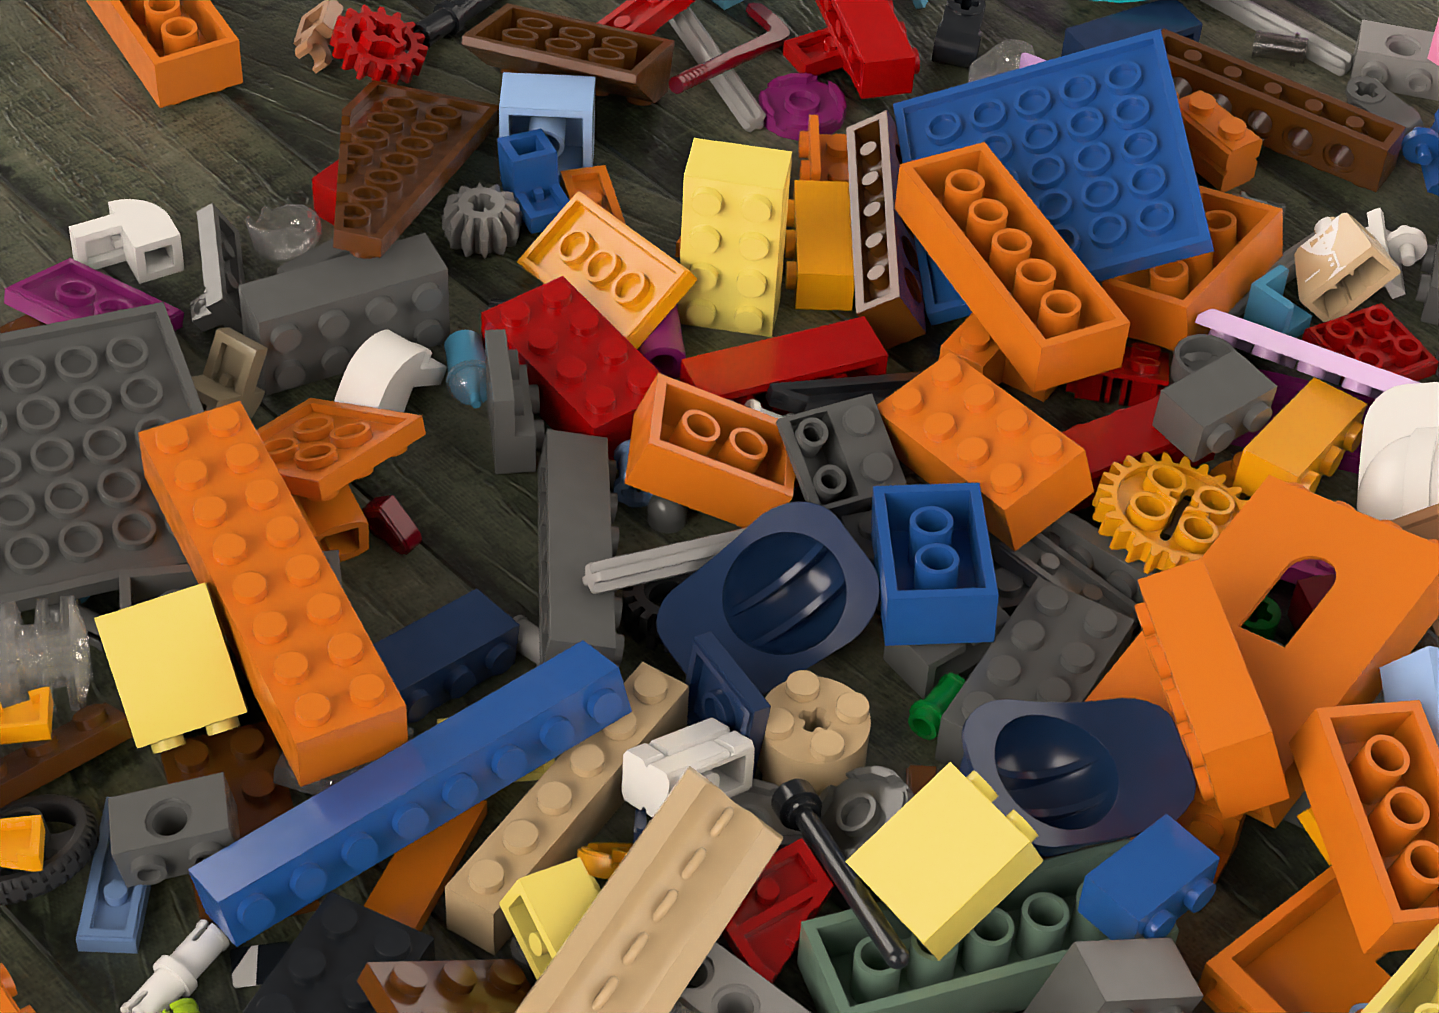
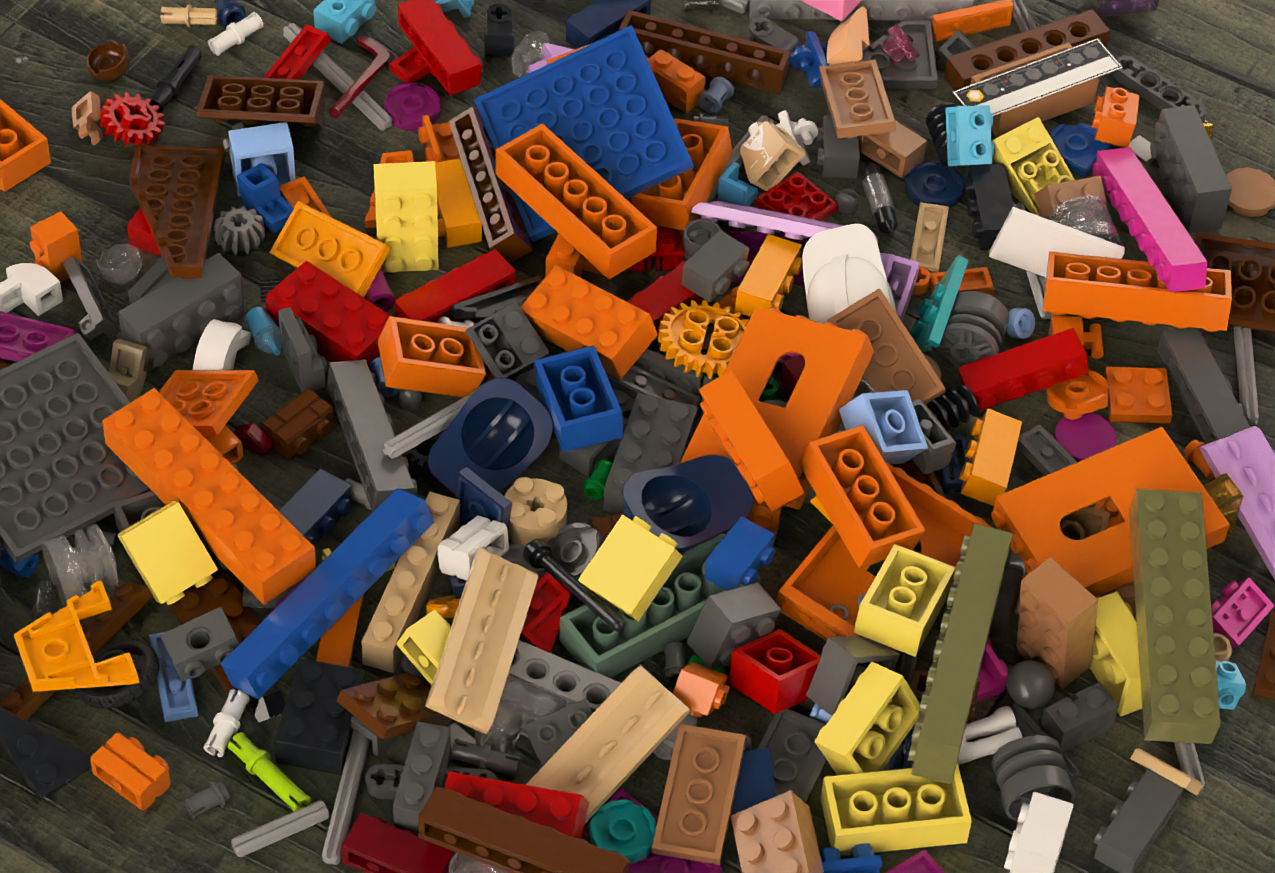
camera: 15 degrees left, 5 degrees up
(190, 177) = (55, 242): none -> orange brick
(471, 516) = (299, 424): none -> reddish brown brick
(1274, 171) = (719, 91): none -> sand blue bush

